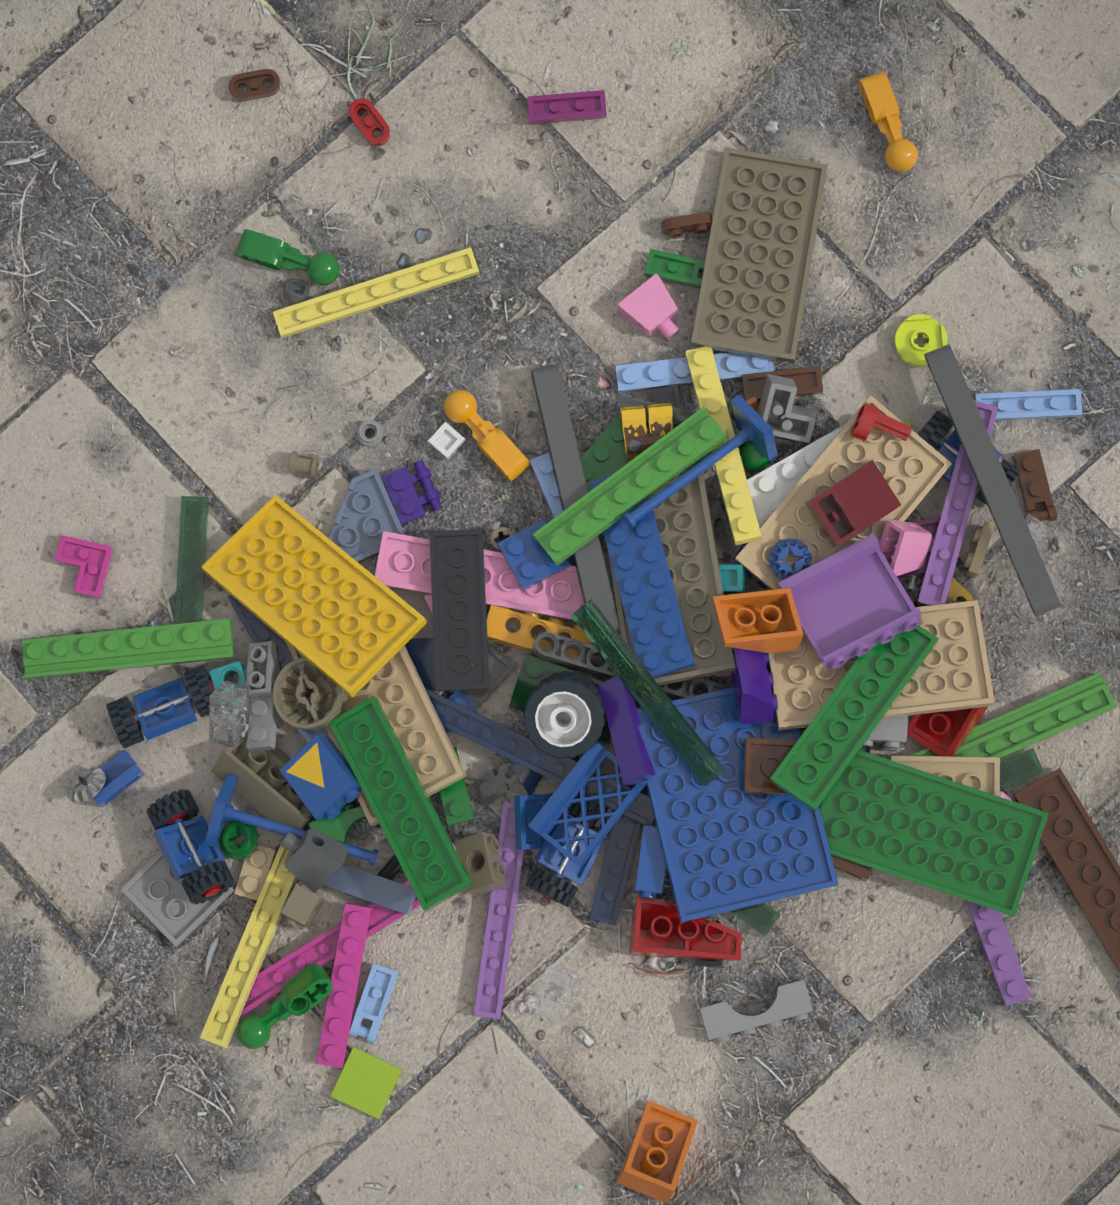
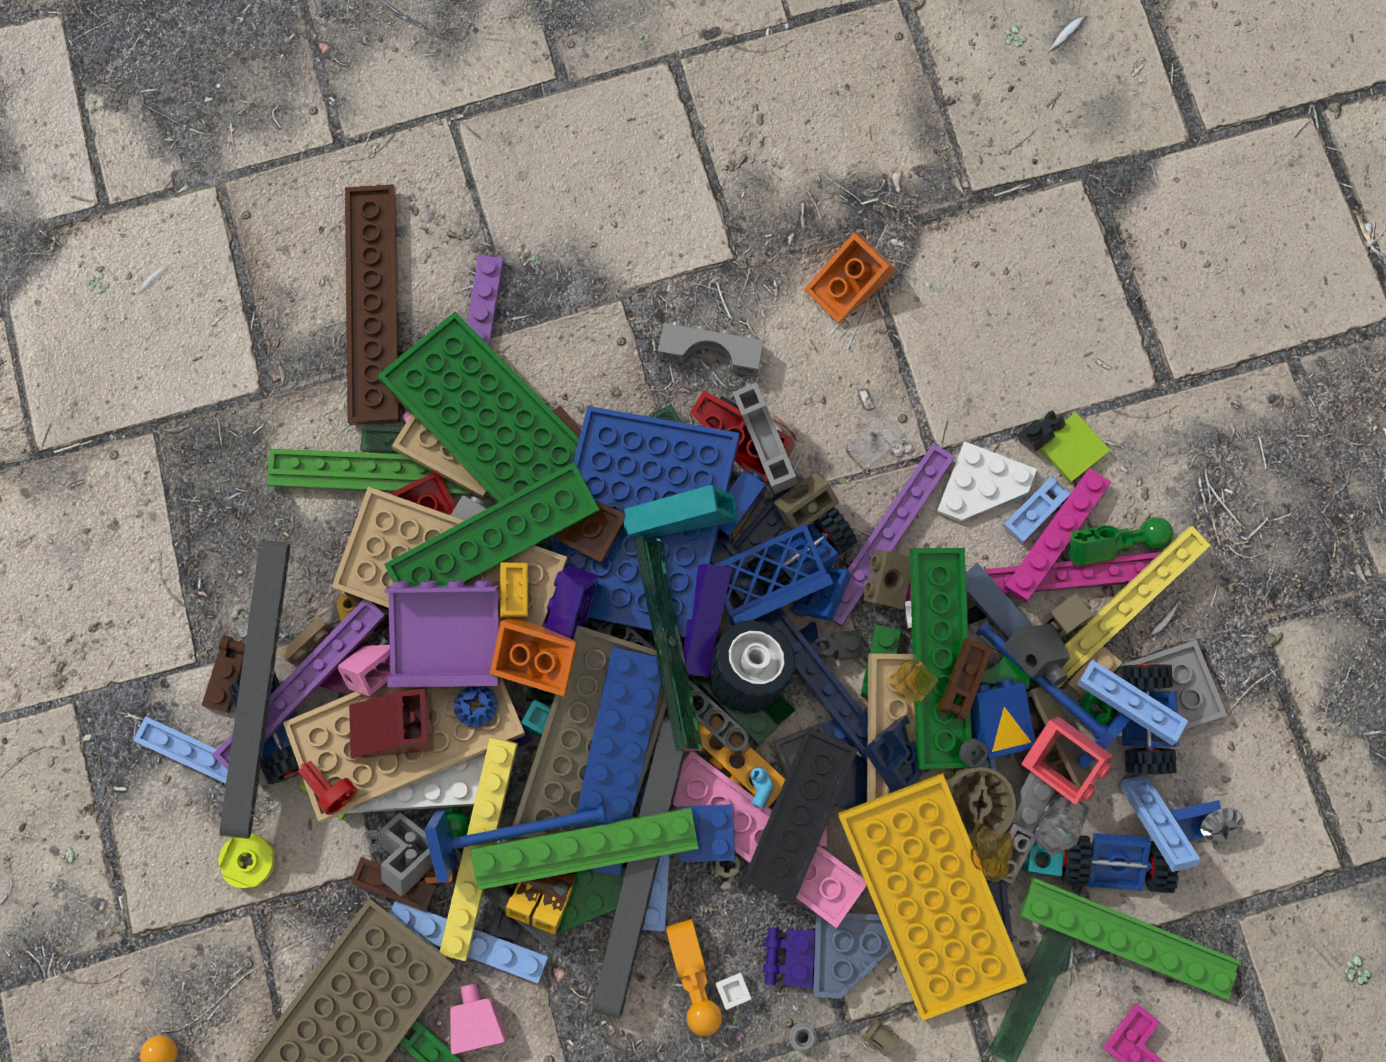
camera: 150 degrees left, 5 degrees down
(142, 755) = (1160, 823): none -> light blue plate
(212, 846) = (1132, 702): none -> light blue plate
(253, 748) = (1043, 745): none -> coral window
(278, 653) = (992, 854): none -> clear yellow plate
(332, 732) = (973, 753): none -> dark grey tile
(369, 792) = (965, 678): none -> reddish brown plate
(400, 696) = (895, 756): none -> dark blue slope
(405, 1079) = (1040, 433): none -> black plate
(414, 767) = (913, 680): none -> clear yellow panel
(436, 1006) = (983, 482): none -> white plate
(503, 618) = (763, 787): none -> medium azure arm
(590, 895) = (806, 501): none -> dark tan brick
(670, 947) = (765, 438): none -> light grey arch
(695, 814) = (681, 512): none -> teal slope
(809, 672) = (513, 590): none -> yellow plate

